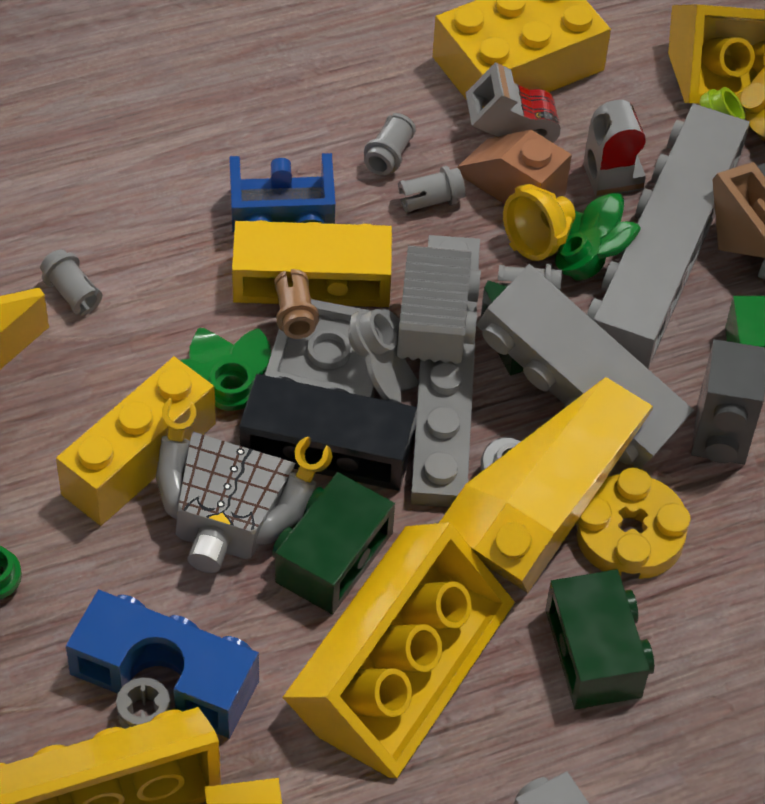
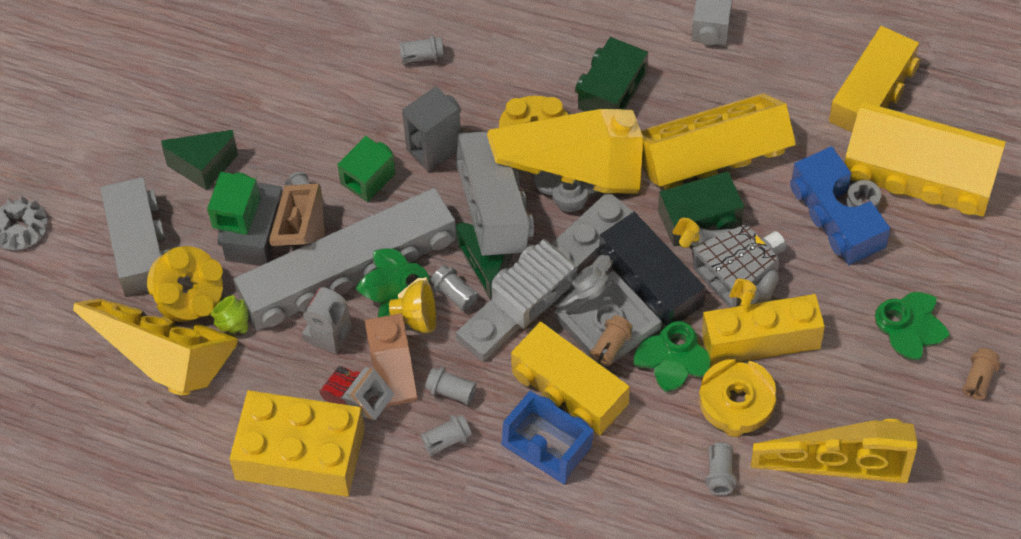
camera: 135 degrees left, 5 degrees up
(112, 336) = (732, 416): none -> yellow plate

